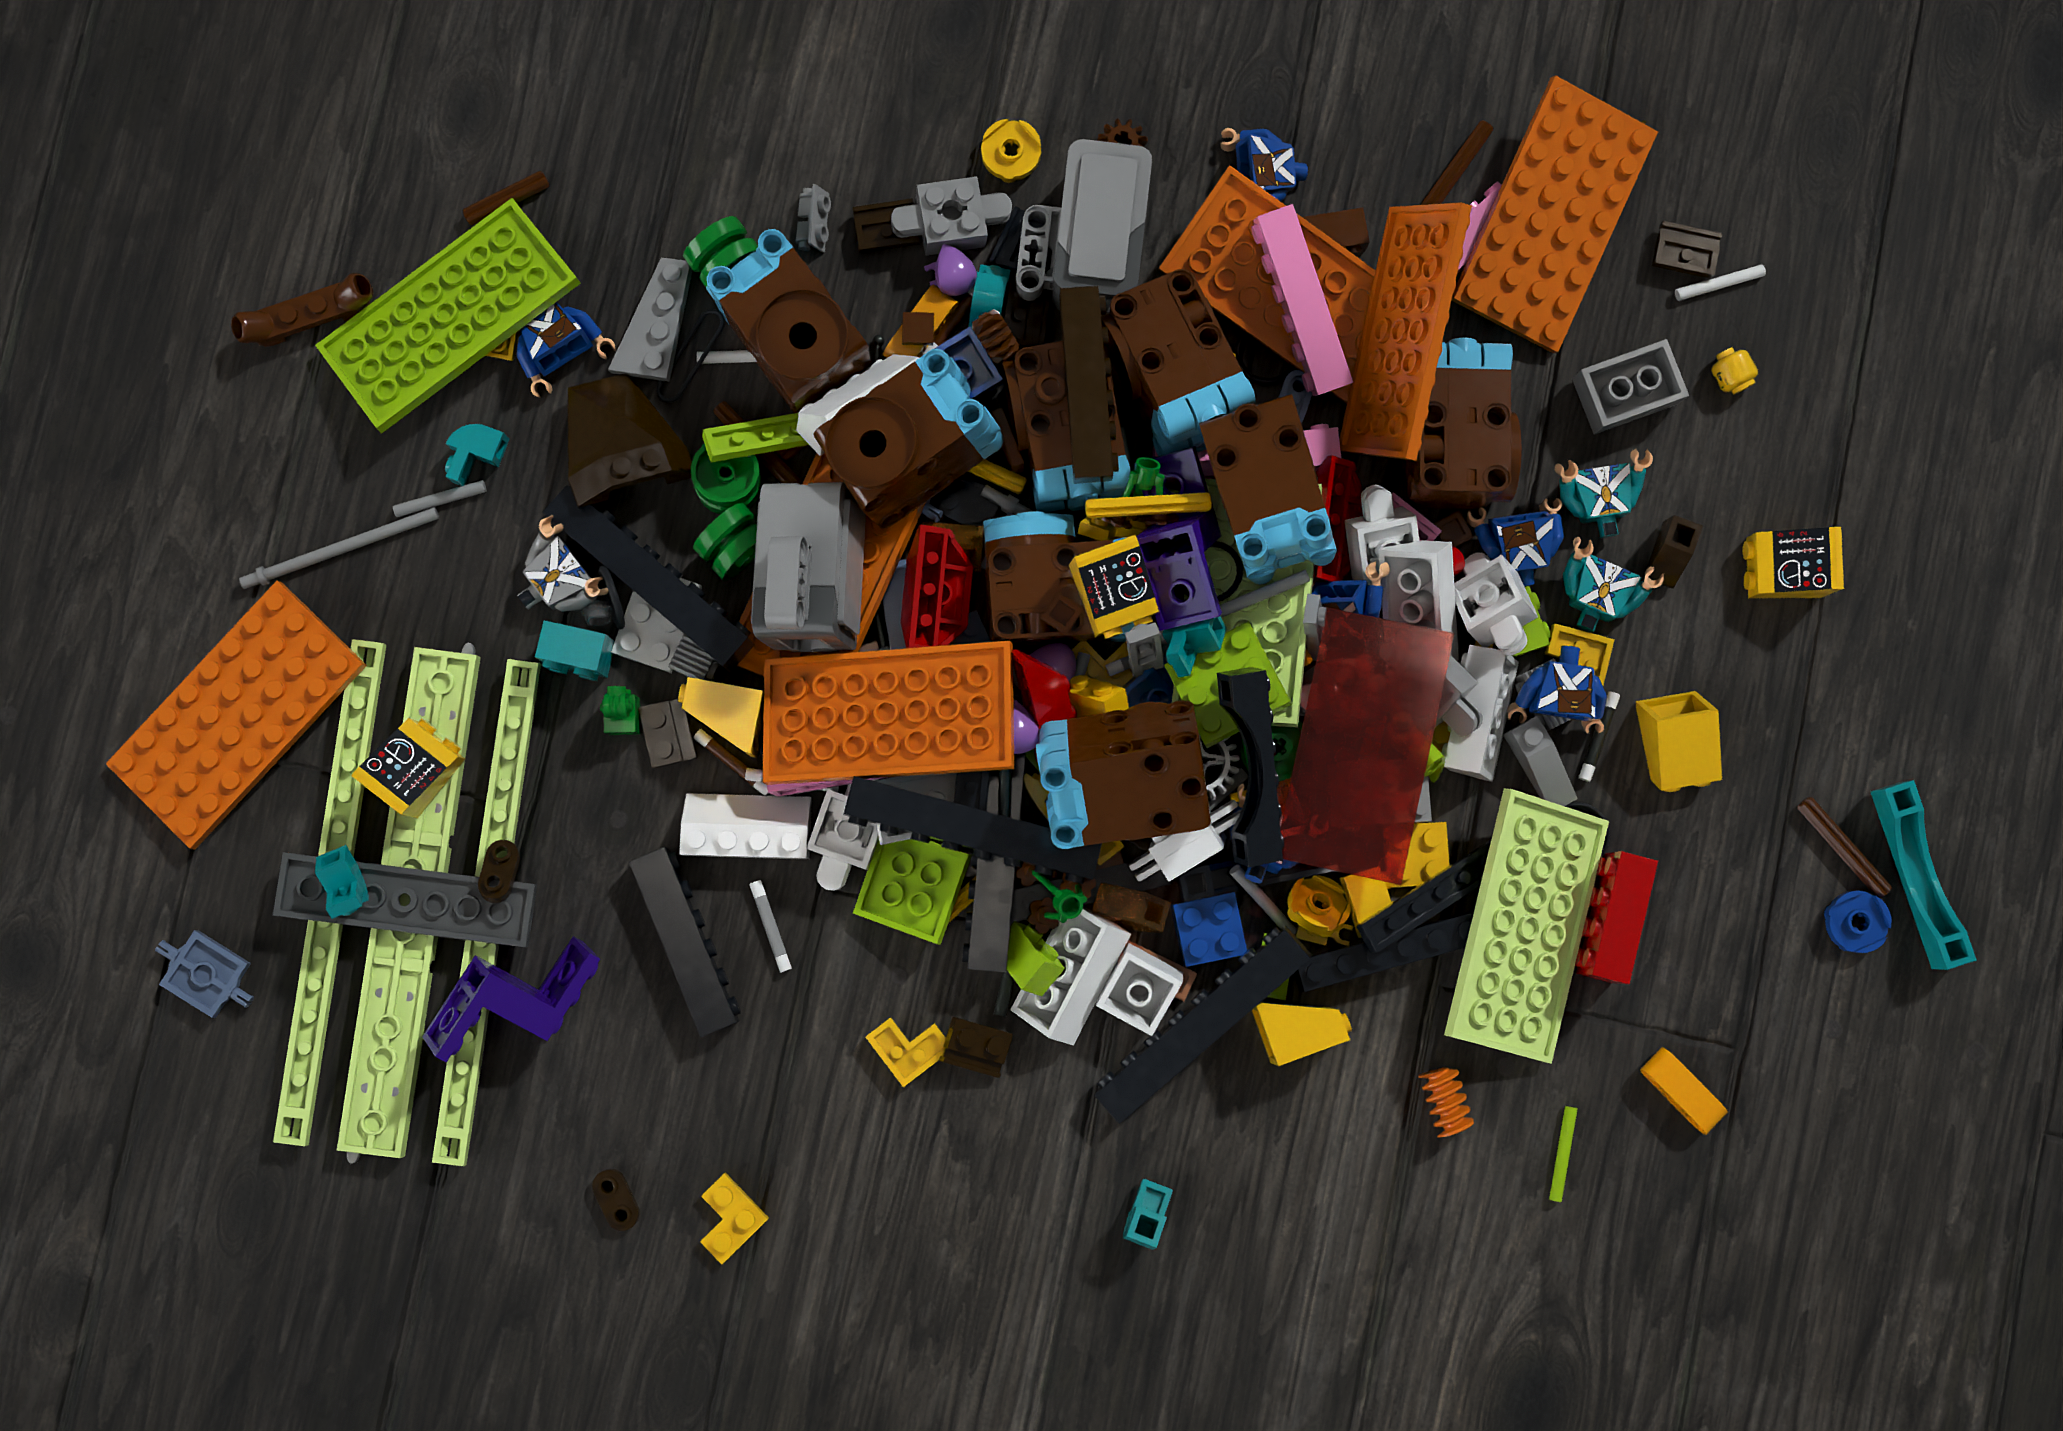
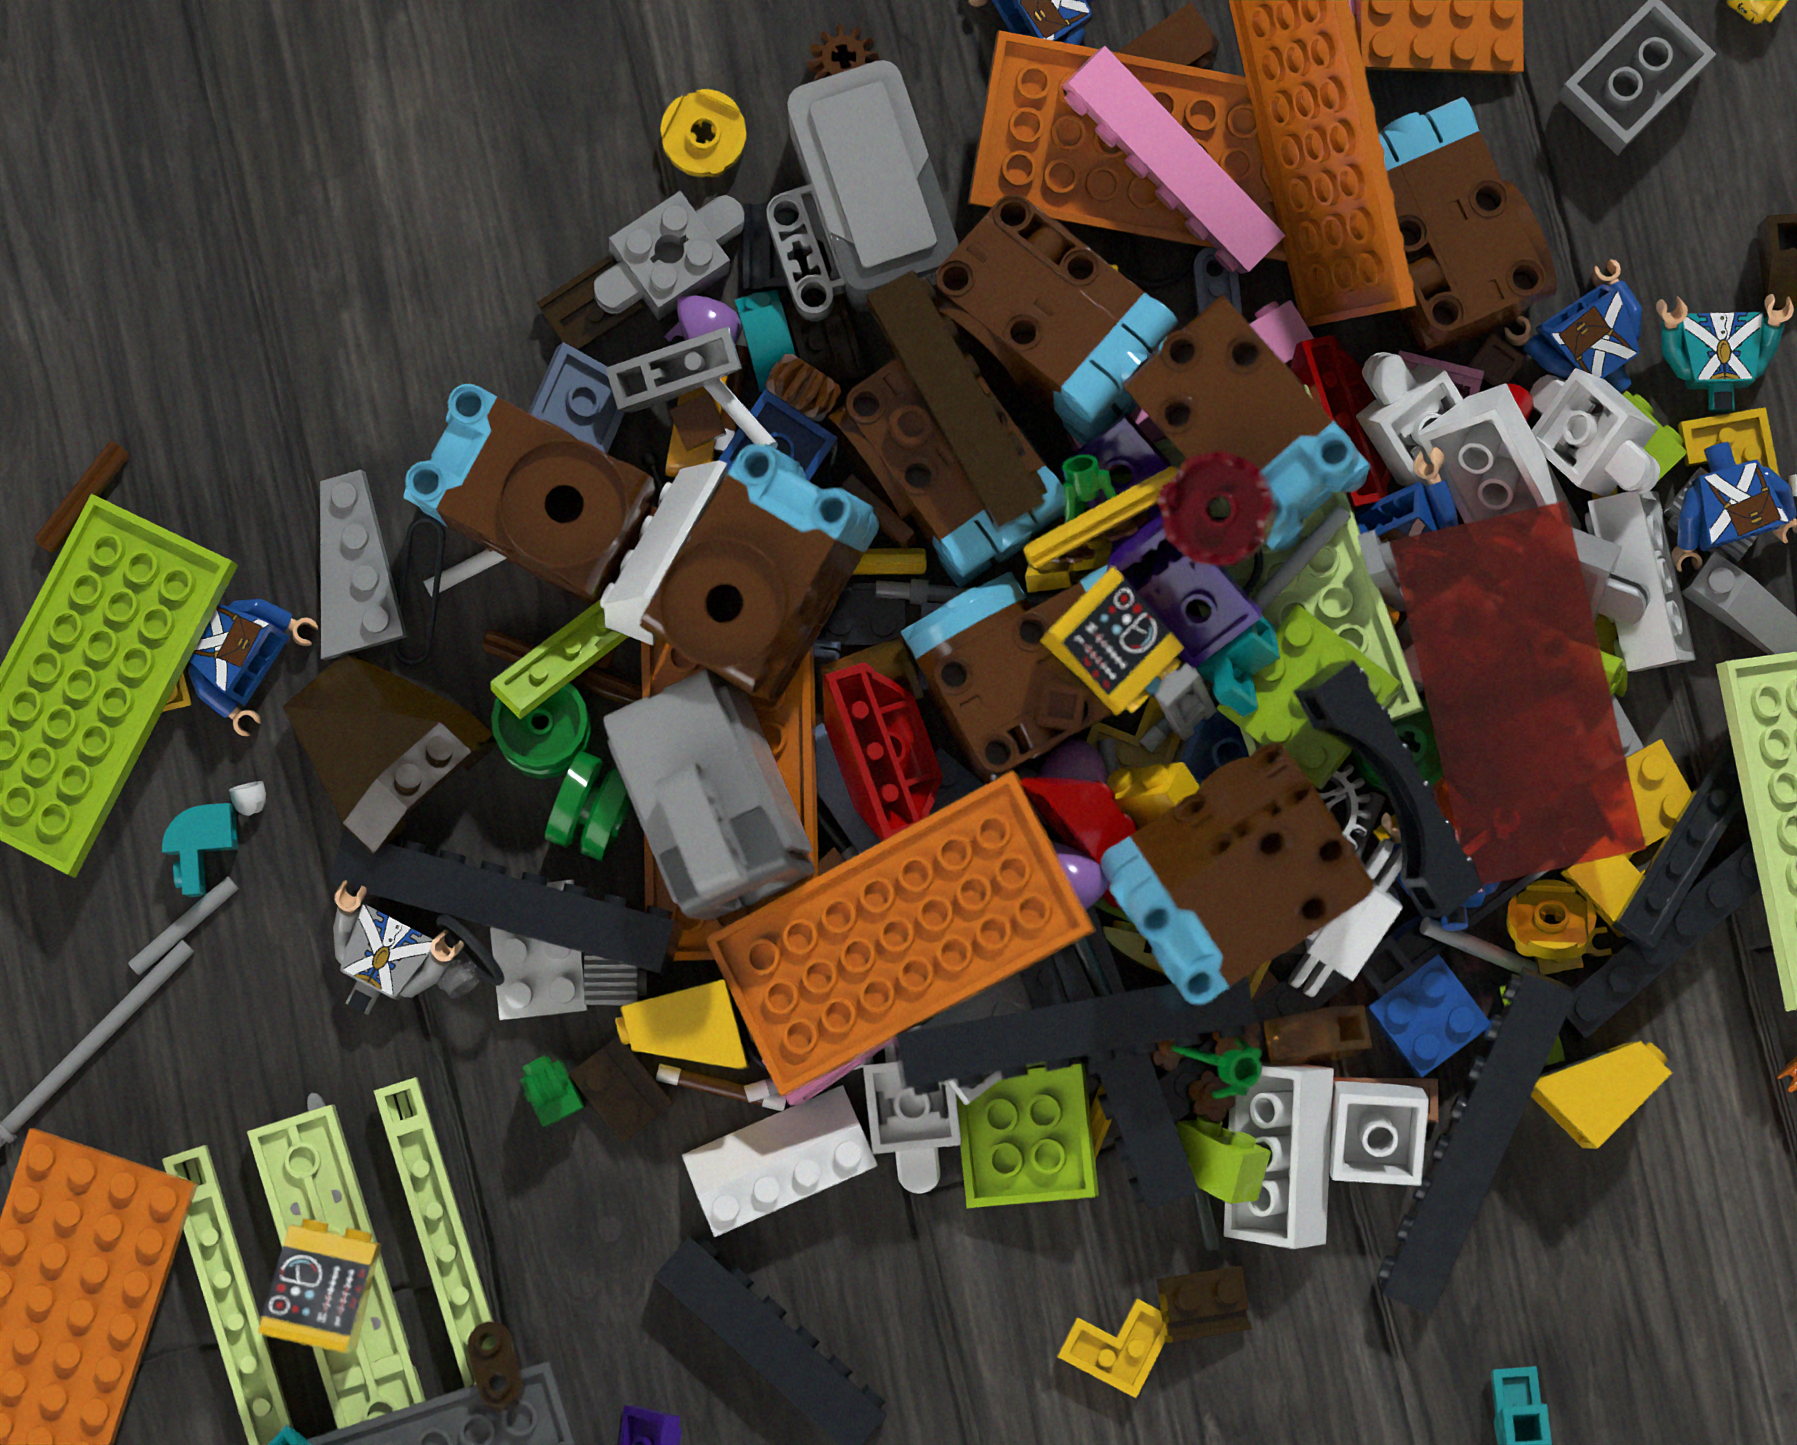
camera: 20 degrees left, 0 degrees up
(519, 437) = (248, 797): none -> white hinge
(574, 649) = (455, 1039): teal brick -> none
(719, 245) = (398, 439): green wheel -> none
(770, 926) = (869, 1273): light grey bar -> none
(815, 205) = (487, 322): light grey hinge -> none
(853, 280) = (578, 398): none -> sand blue plate
(916, 287) = (673, 370): none -> light grey slope
(943, 323) = (739, 413): none -> white bar
(1207, 513) = (1187, 504): none -> dark red plate
(1603, 492) = (1664, 225): torso -> none

